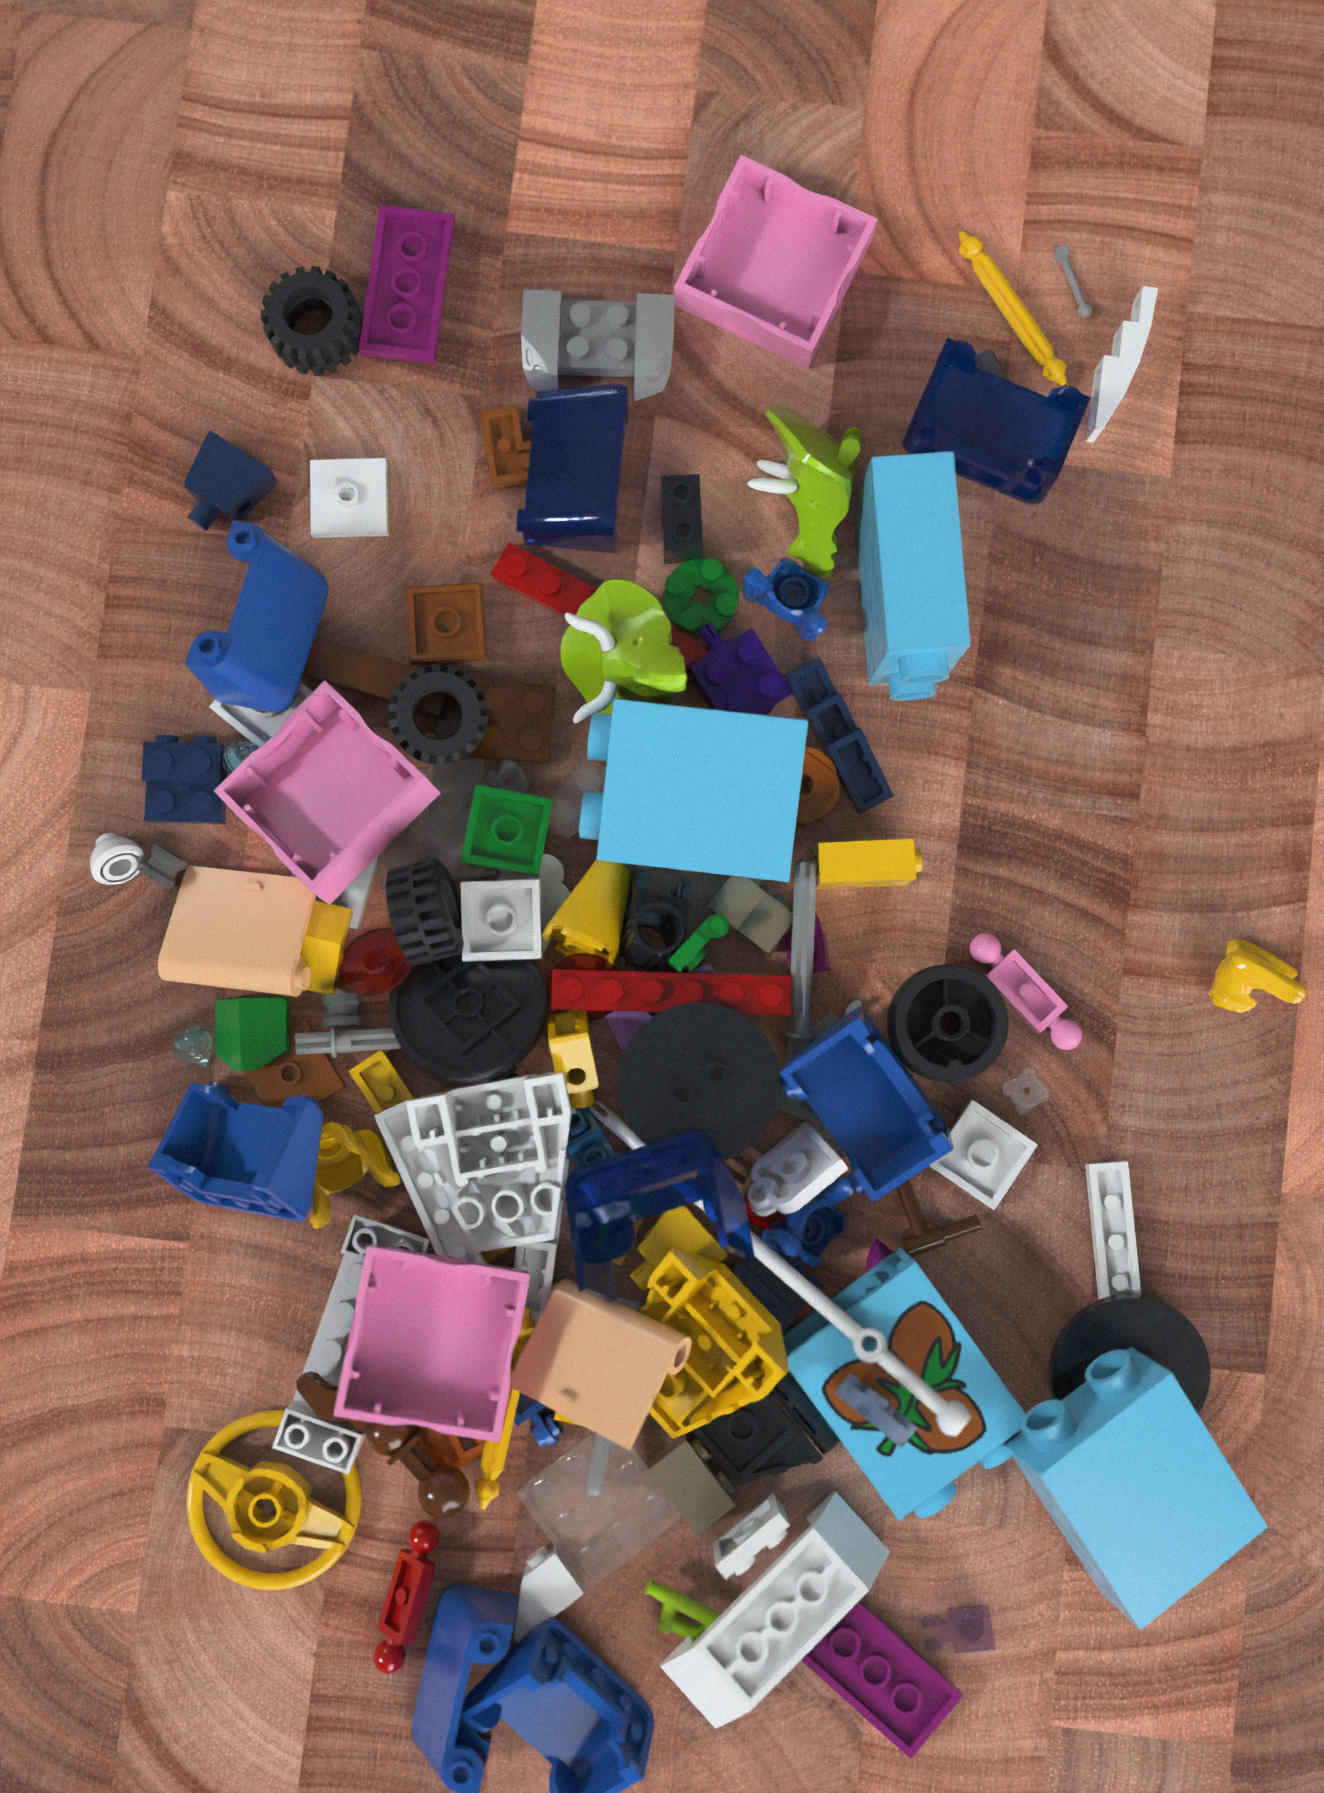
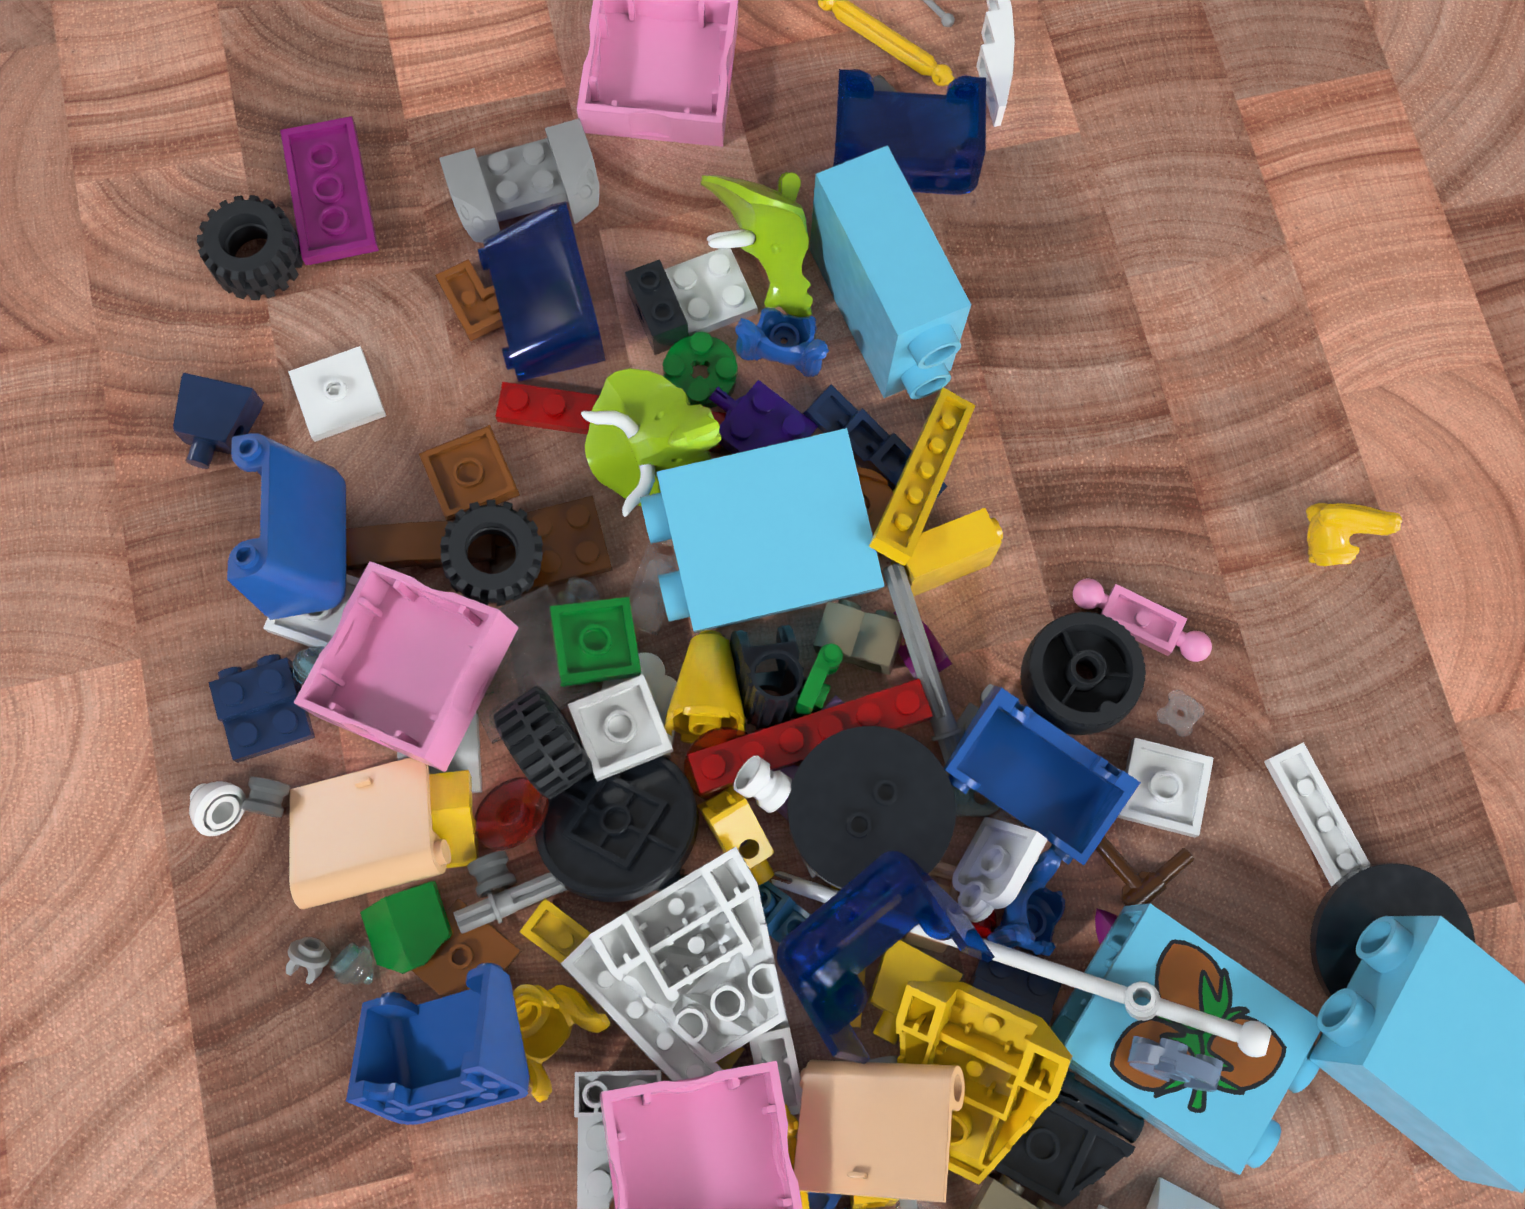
camera: 20 degrees left, 10 degrees down
(157, 1022) = (310, 954): none -> light grey plate
(611, 1026) = (766, 786): none -> white wheel
(738, 520) = (711, 291): none -> white plate
(868, 784) = (922, 477): none -> yellow plate

